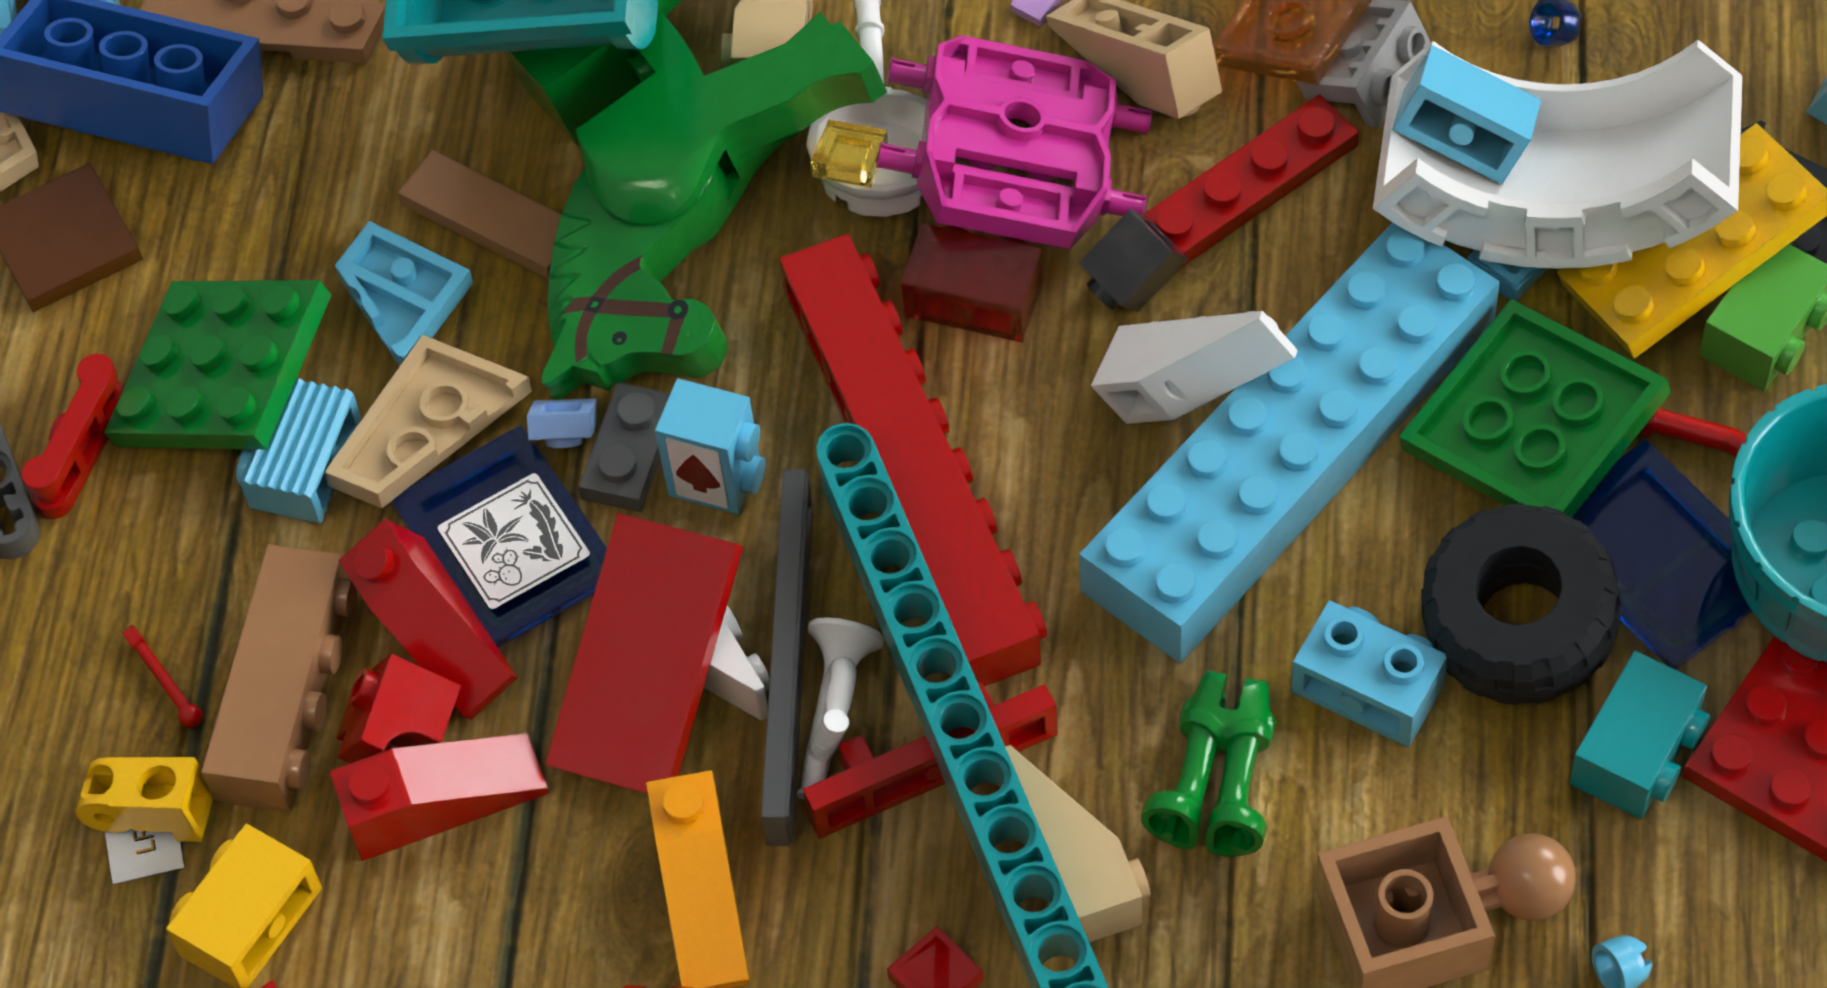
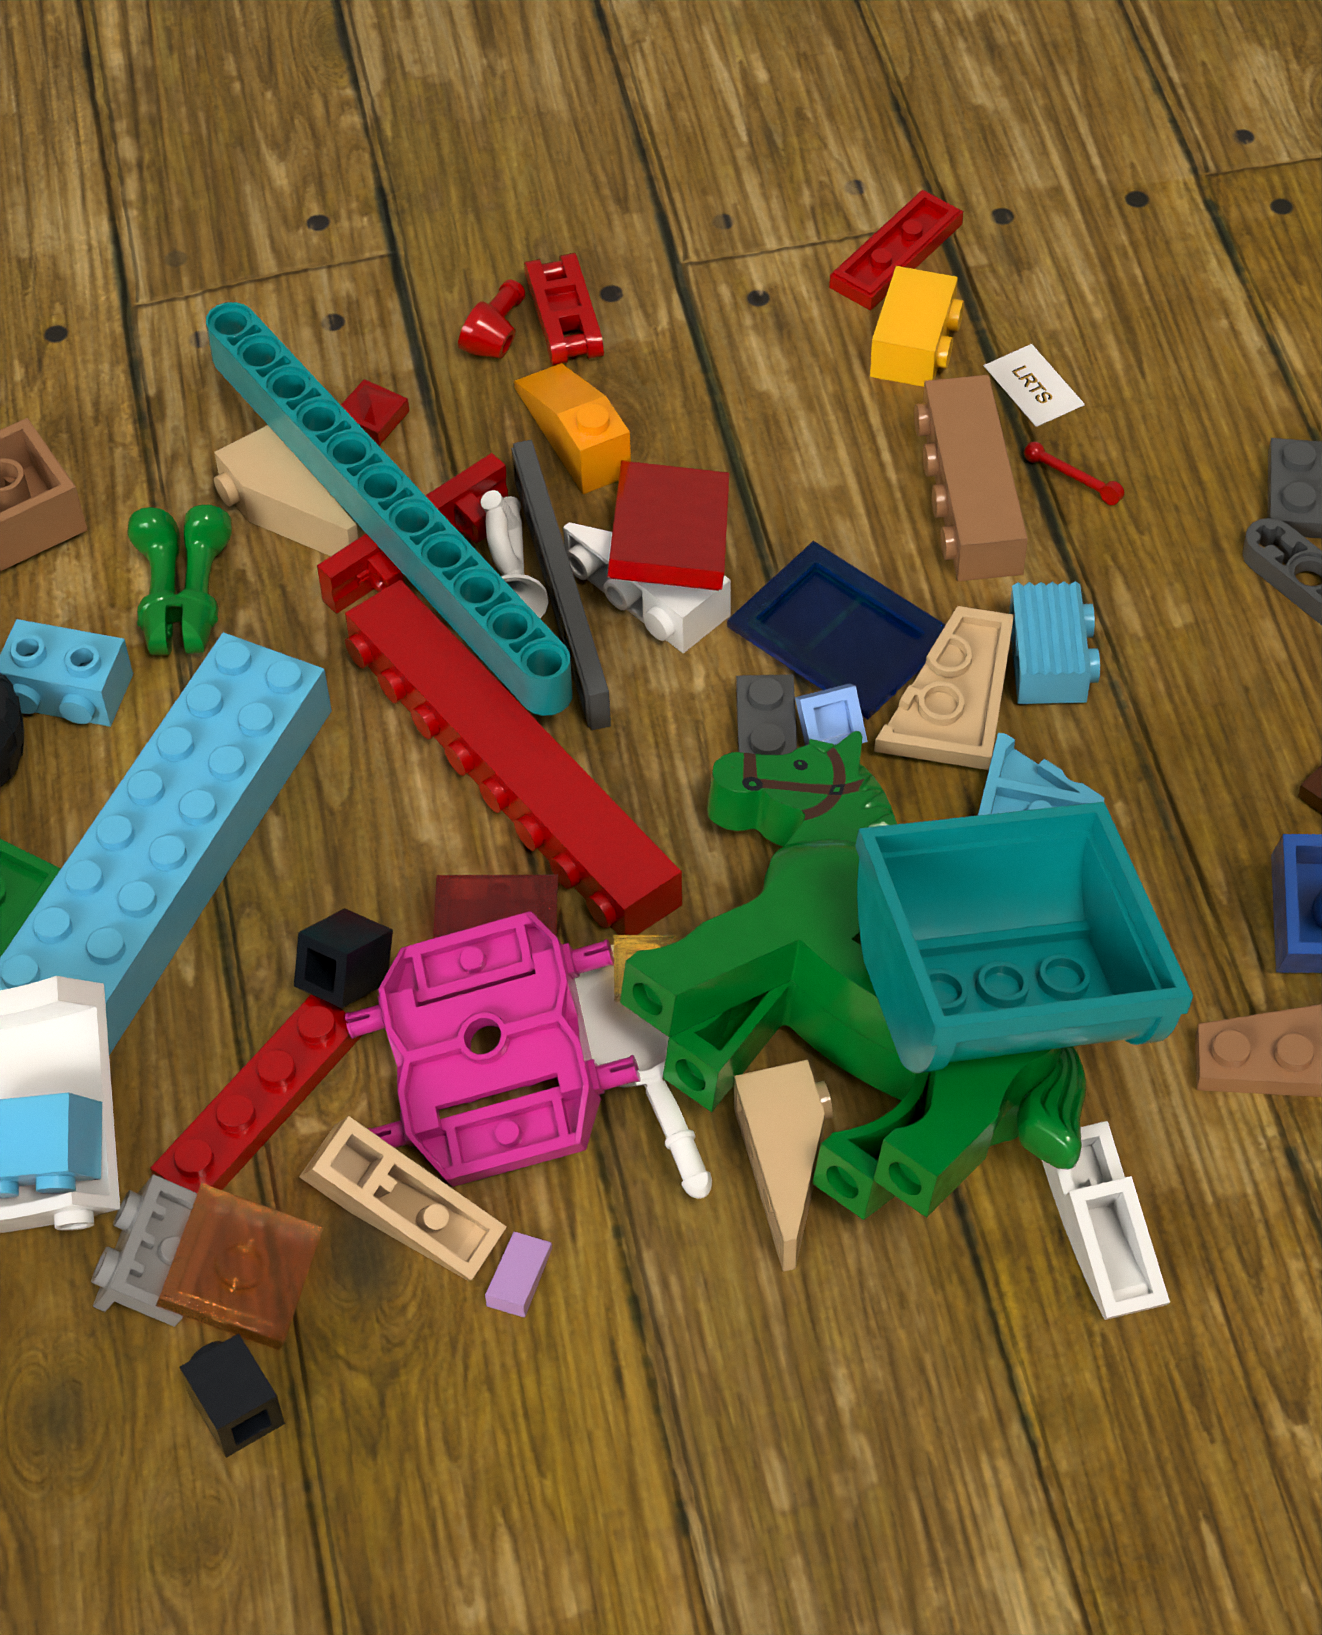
camera: 160 degrees right, 5 degrees down
(74, 439) = (1252, 613): red plate -> none
(146, 796) = (1034, 373): yellow leg -> none
(218, 364) = (1158, 684): green plate -> none
(395, 708) = (862, 461): red brick -> none
(427, 613) = (888, 544): red slope -> none
(434, 788) = (809, 430): red slope -> none
(513, 541) = (829, 619): white sticker -> none
(709, 446) = (678, 693): medium azure brick -> none
(1181, 364) = (270, 850): white slope -> none

